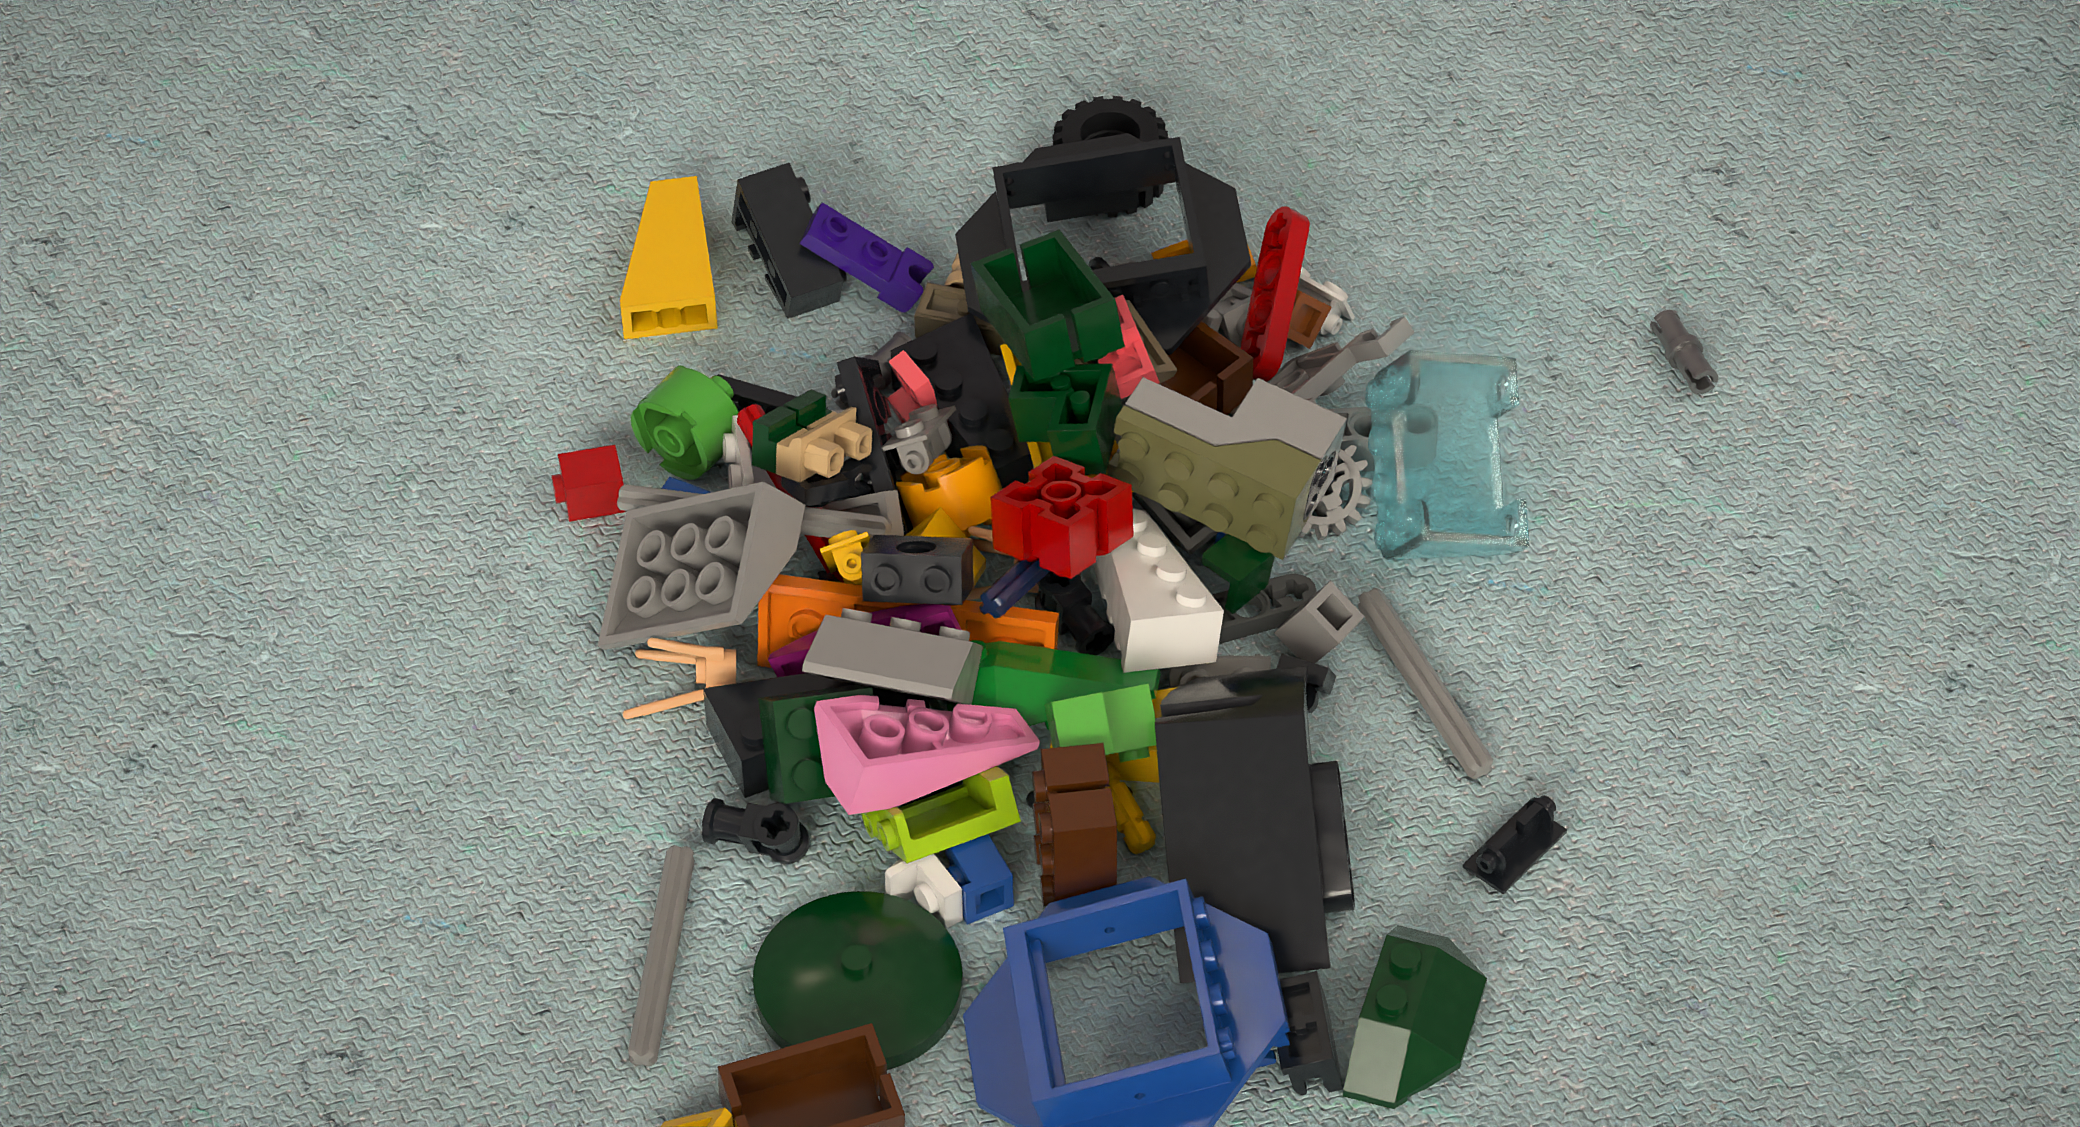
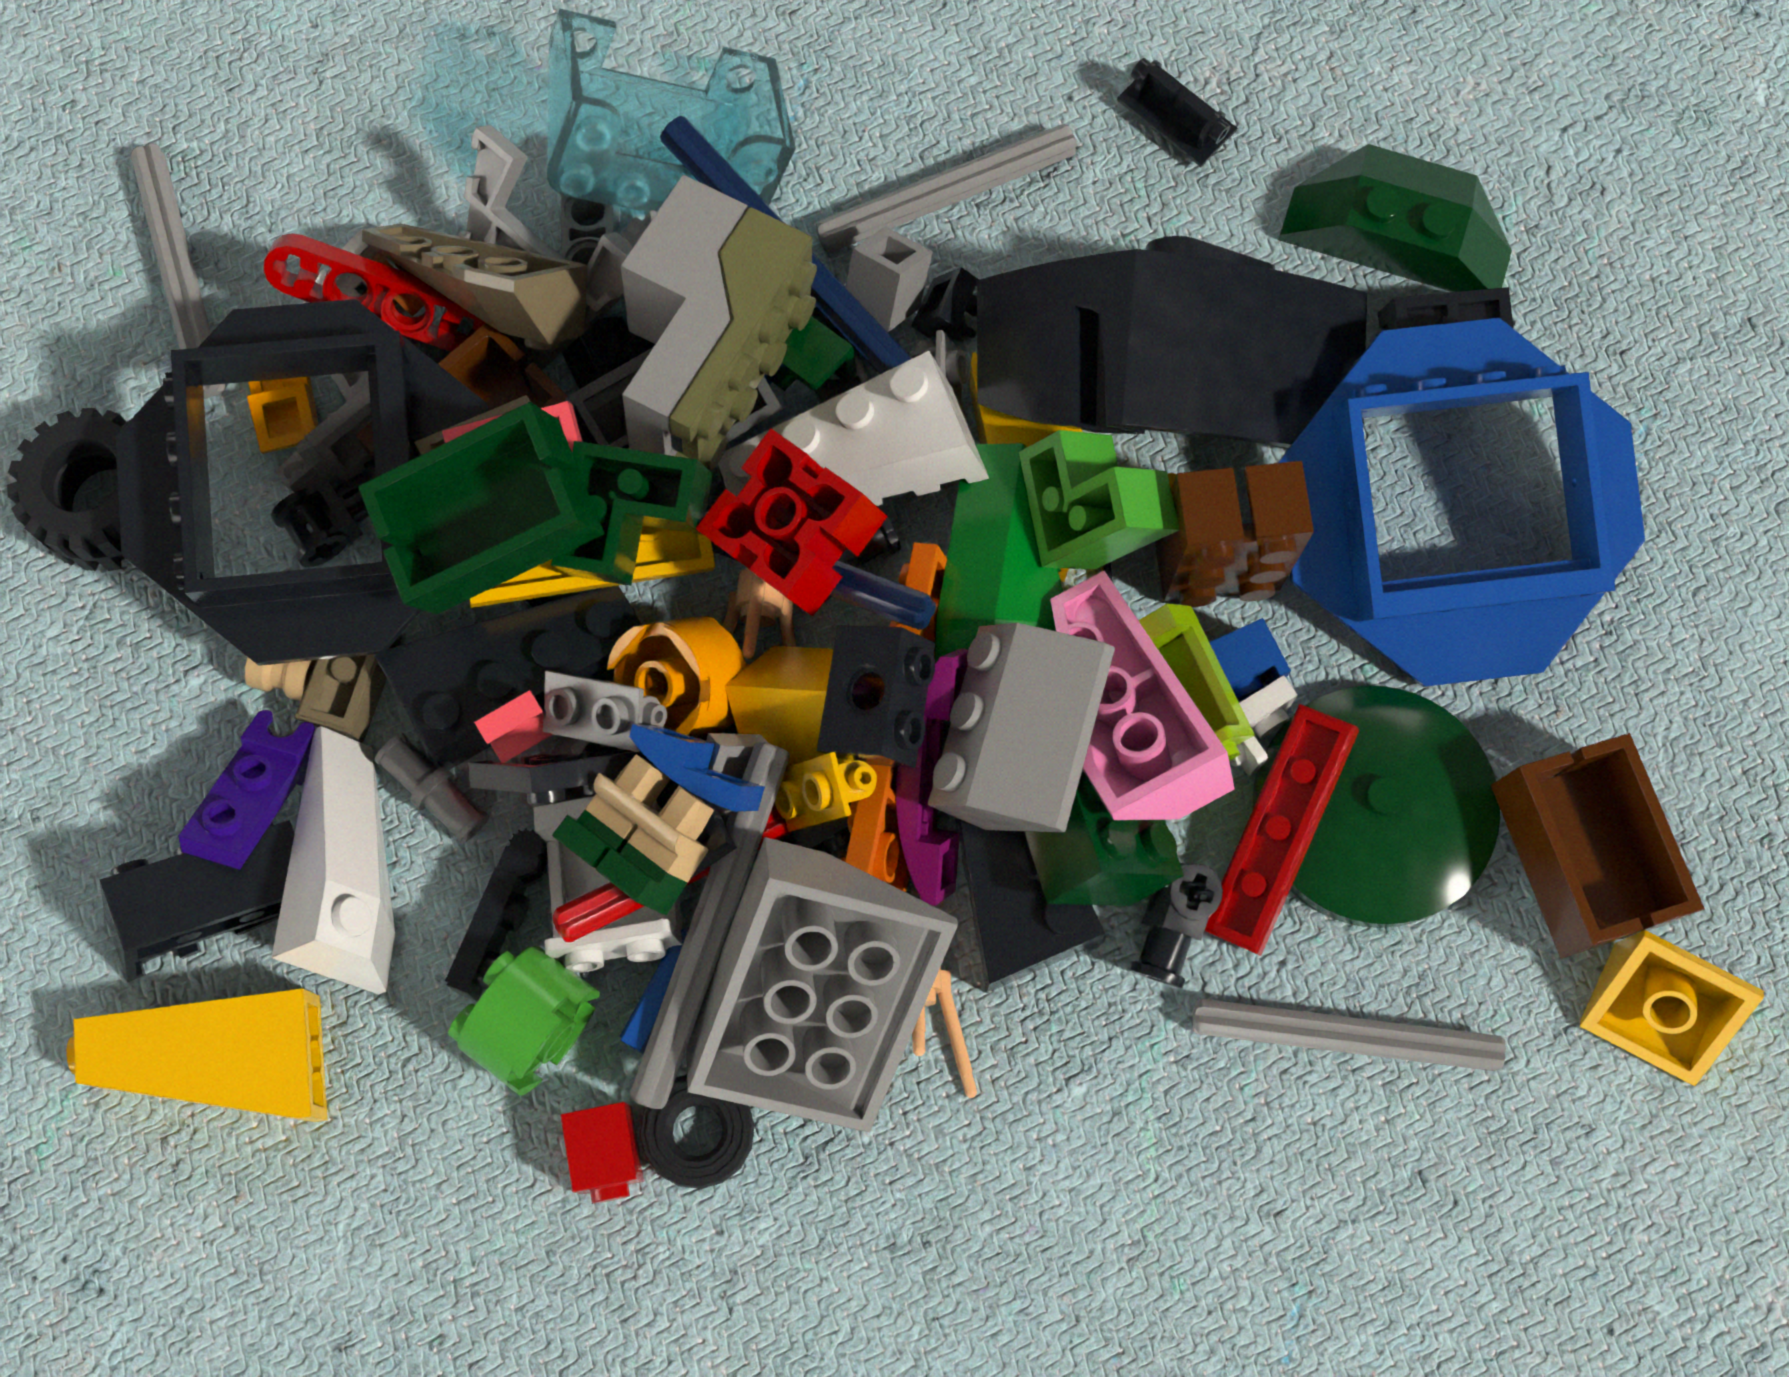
camera: 90 degrees left, 25 degrees up
(576, 533) = (692, 1170): none -> black tyre
(798, 316) = (337, 880): none -> white wedge
(832, 895) = (1281, 828): none -> red tile
(863, 467) = (687, 764): none -> blue slope
(1285, 338) = (500, 285): none -> dark tan wedge
(1330, 188) = (172, 250): none -> light grey axle
(1334, 551) = (830, 294): none -> dark blue axle

